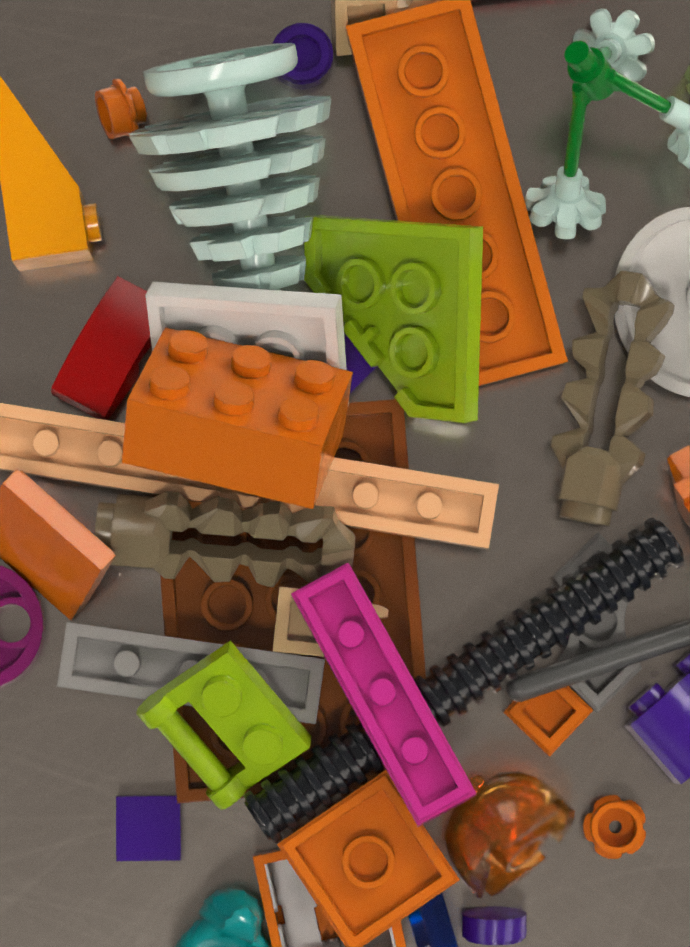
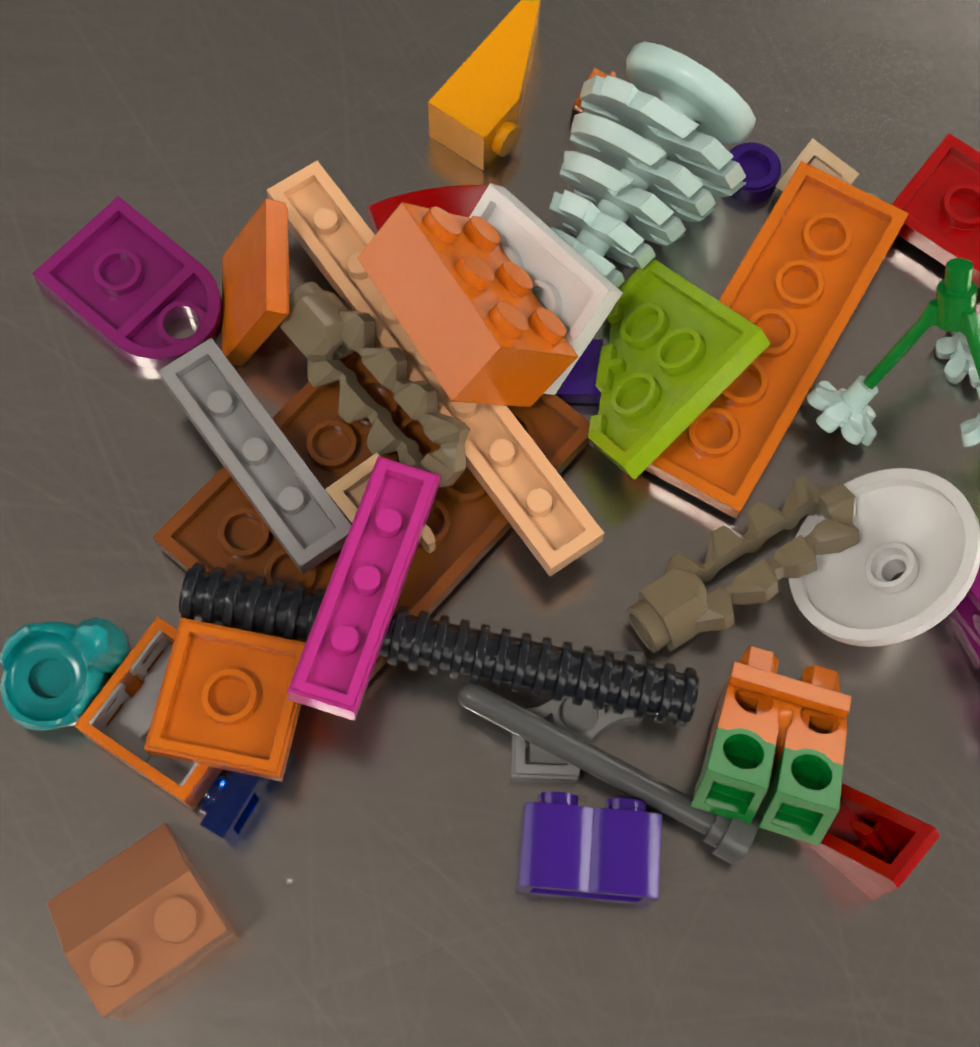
camera: 45 degrees right, 15 degrees down
(148, 828) = (117, 541): dark purple tile -> none
(239, 711) = (255, 507): lime plate -> none
(494, 925) = (273, 852): dark purple tile -> none
(501, 829) = (352, 787): clear orange cylinder -> none
(549, 717) = (474, 746): orange tile -> none
(611, 844) = (442, 857): orange plate -> none

